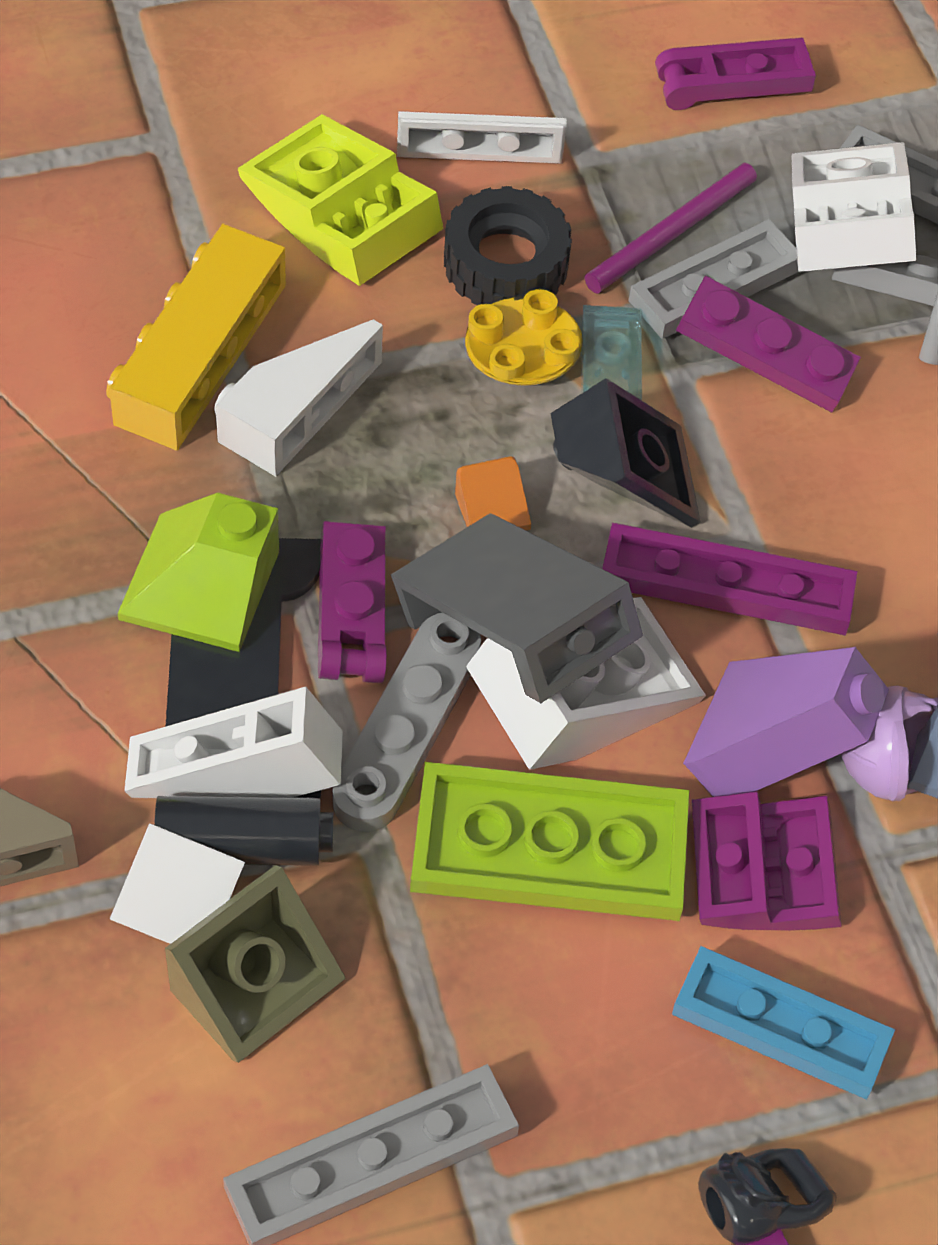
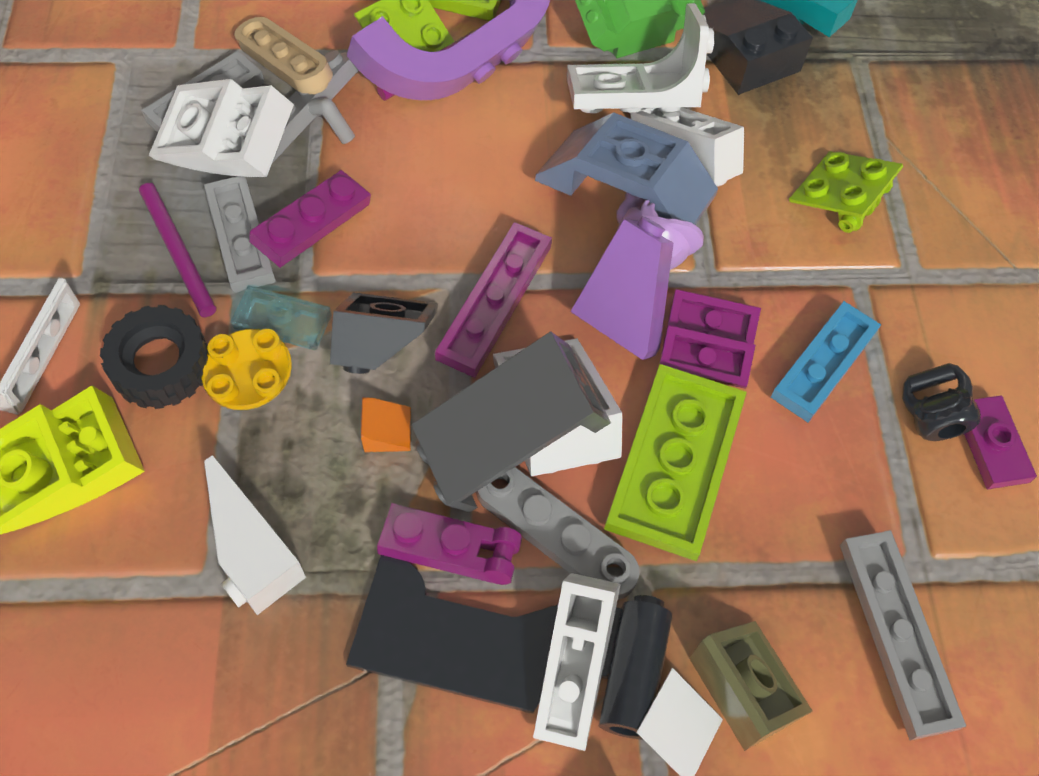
camera: 75 degrees left, 5 degrees up
(197, 336) = (155, 603): yellow brick -> none
(205, 570) = (396, 648): lime slope -> none
(734, 71) = (51, 168): magenta plate -> none

